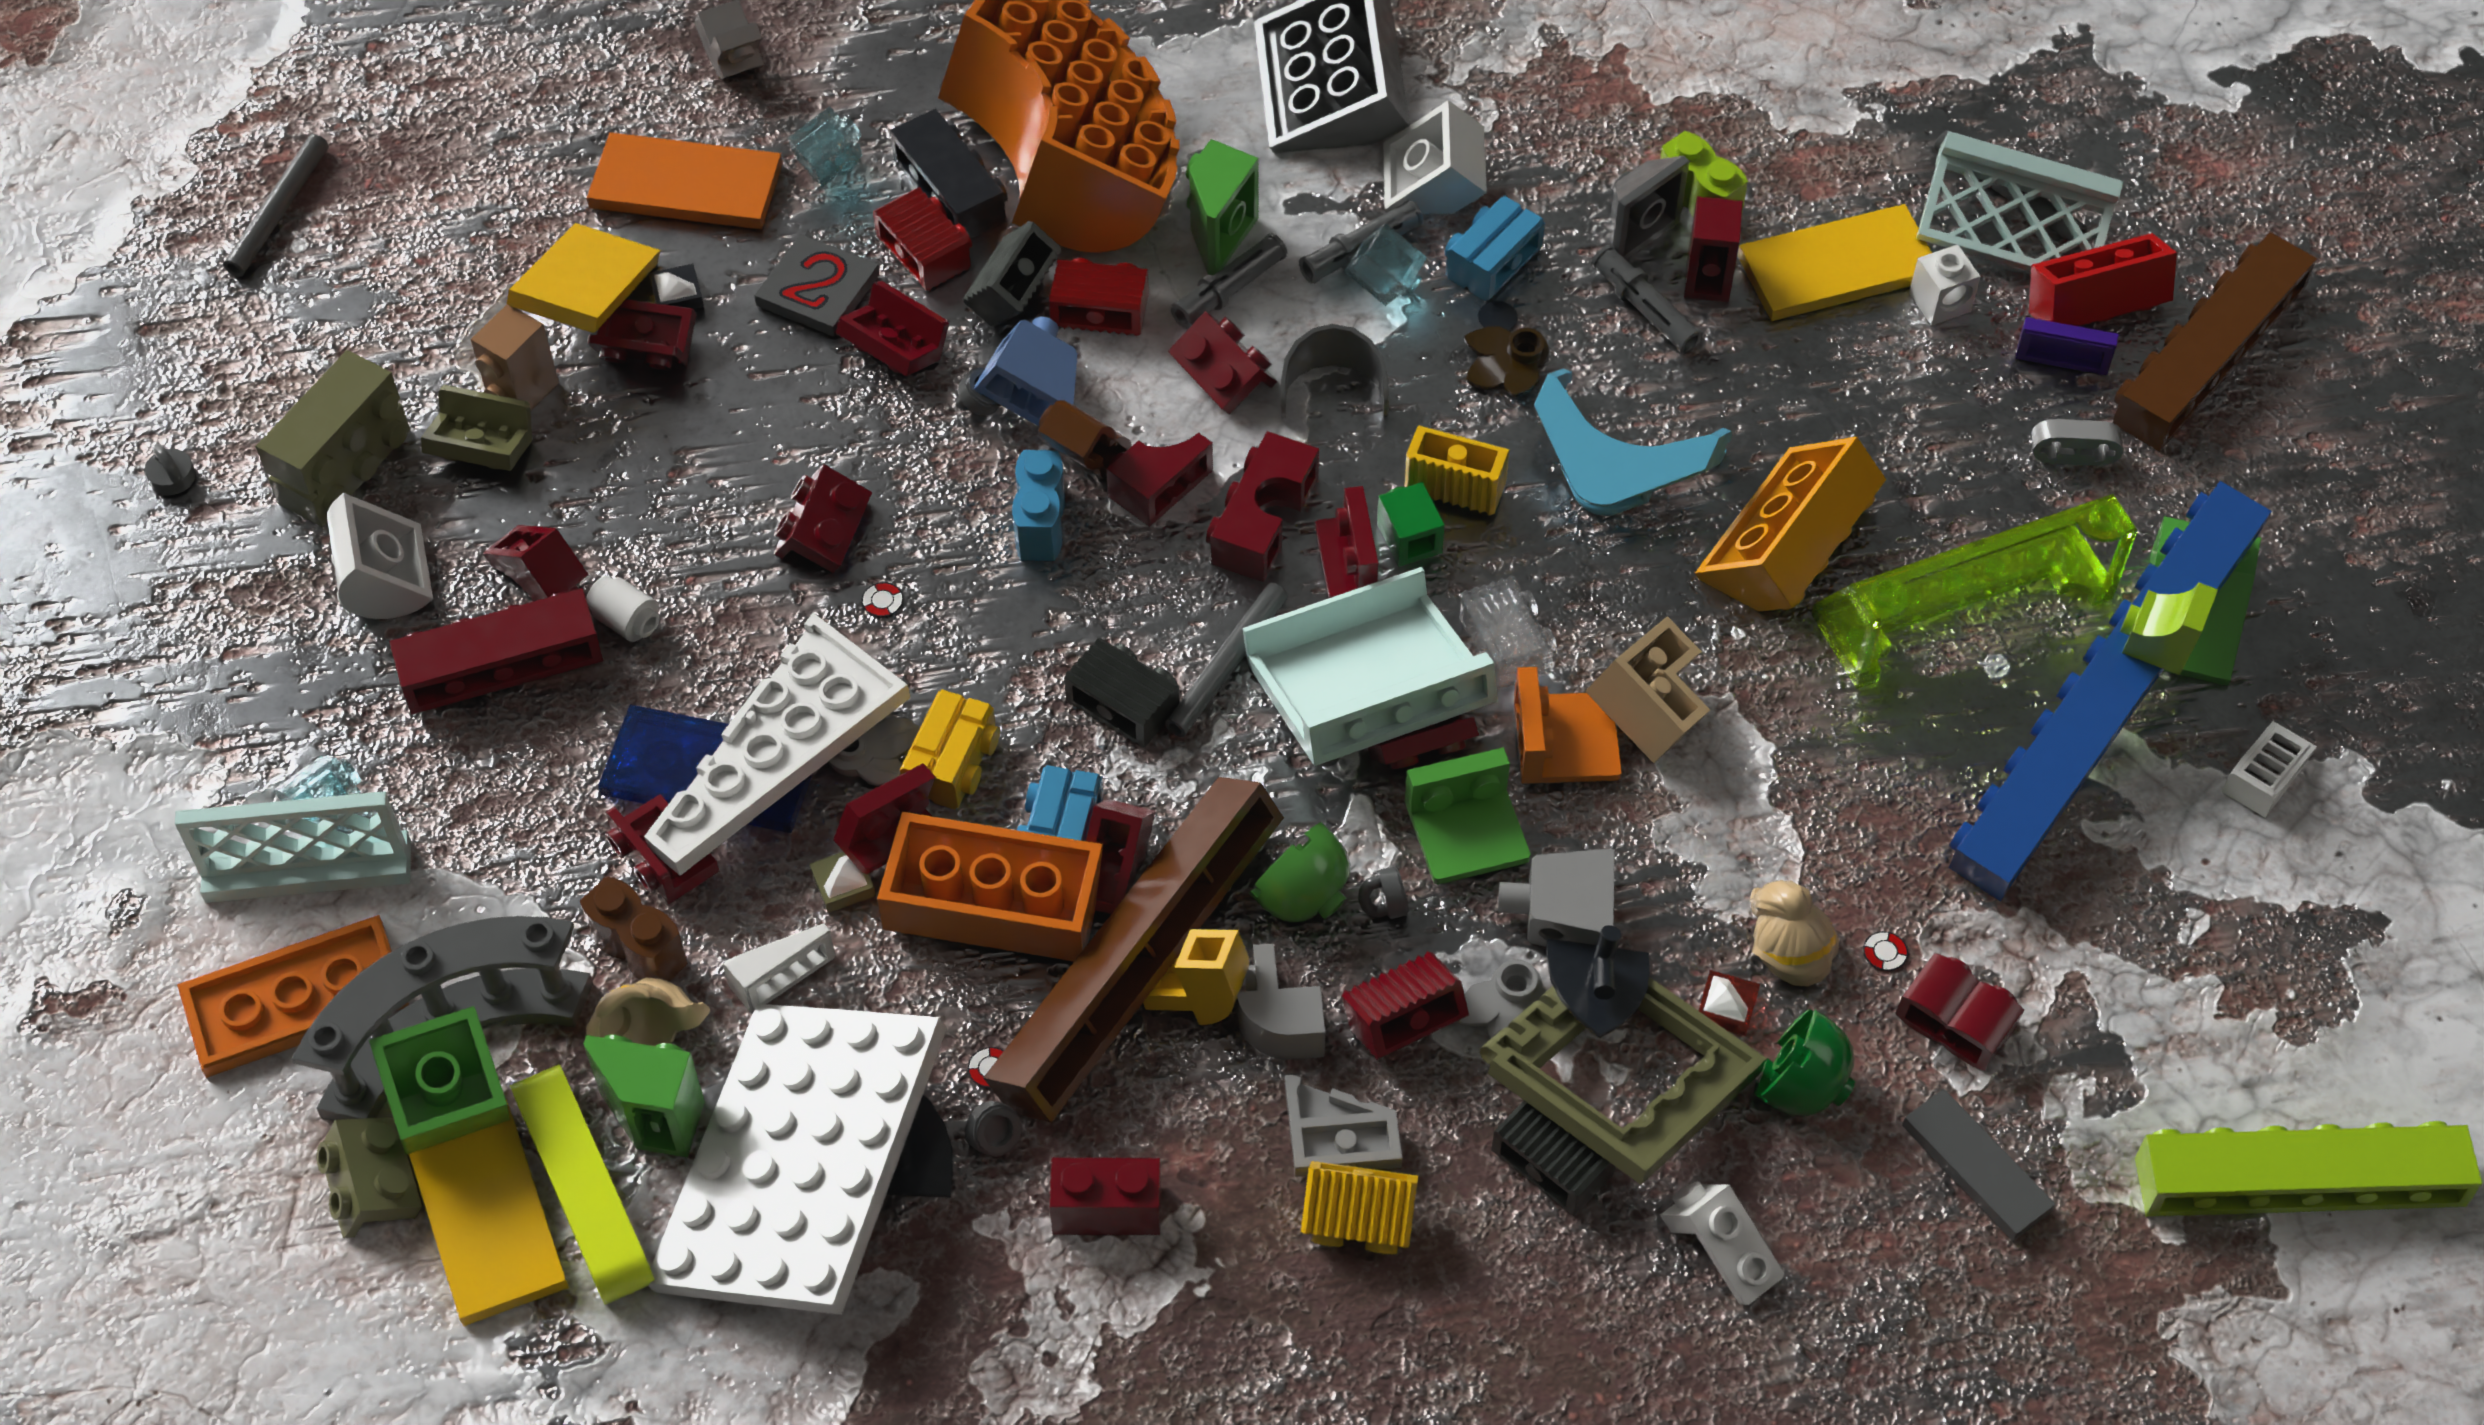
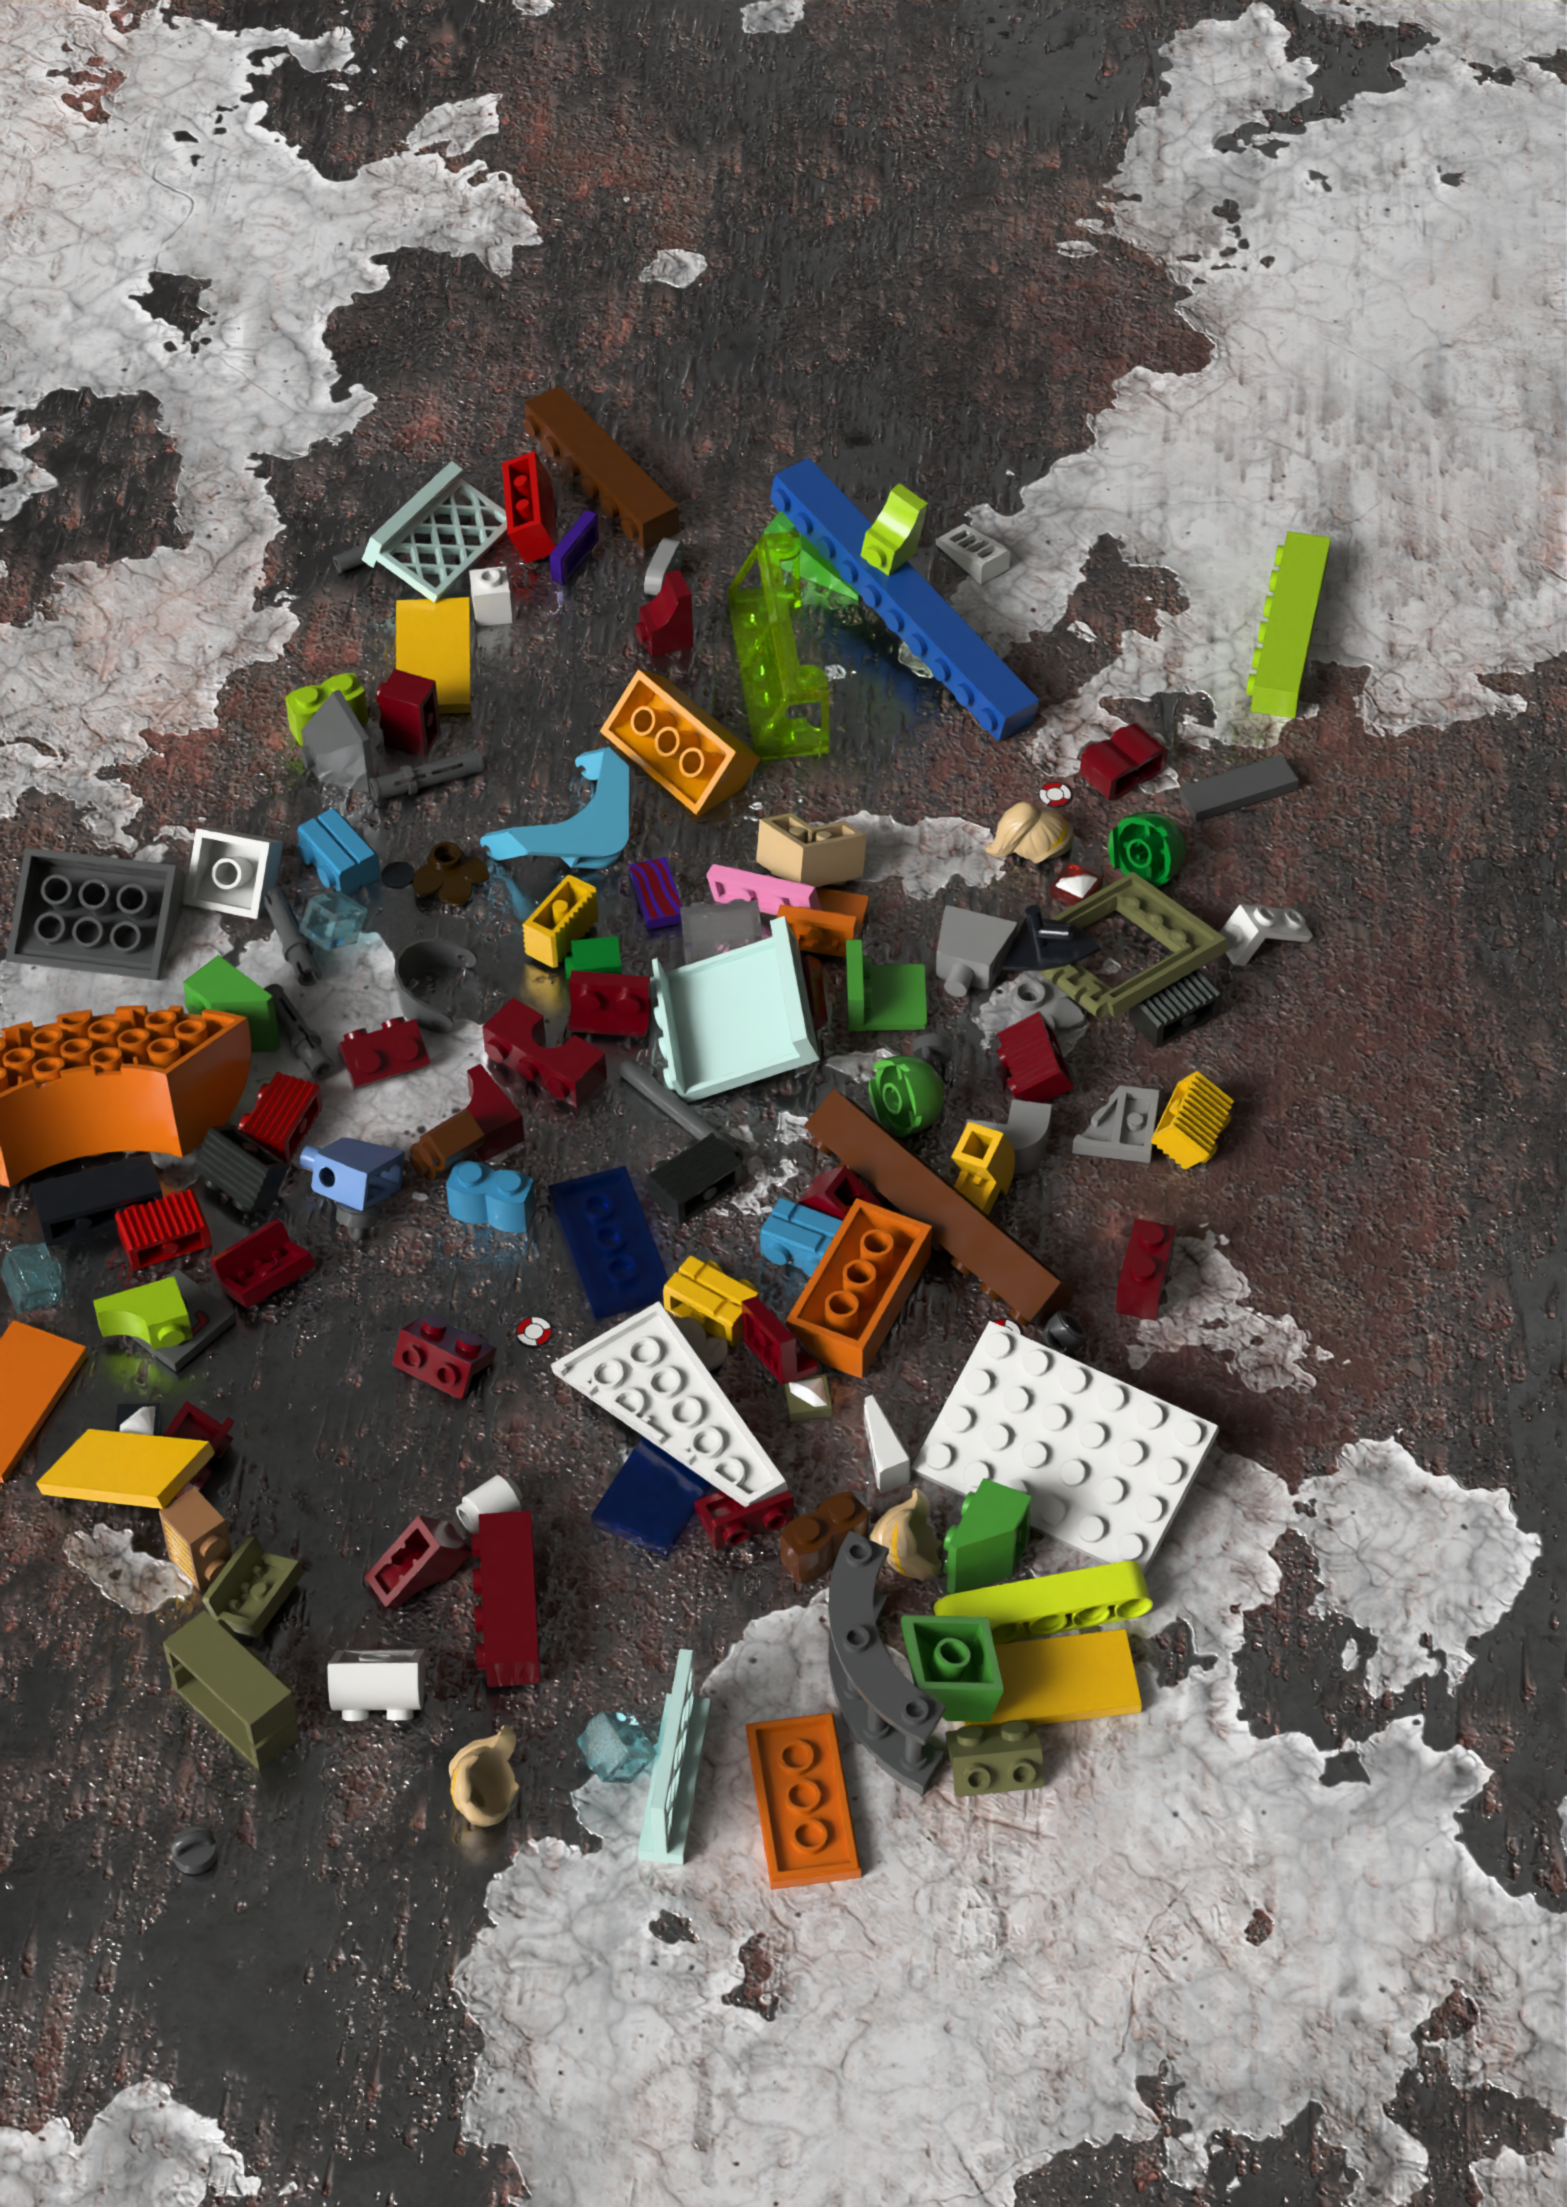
camera: 75 degrees left, 5 degrees down
(258, 684) = (484, 1779): none -> tan hair
(797, 252) = (146, 1312): none -> lime arch
(1021, 635) = (609, 1242): none -> clear blue tile
(1554, 559) = (656, 892): none -> tile
(1573, 659) = (733, 883): none -> bright pink plate
(1981, 461) = (667, 620): none -> dark red arch

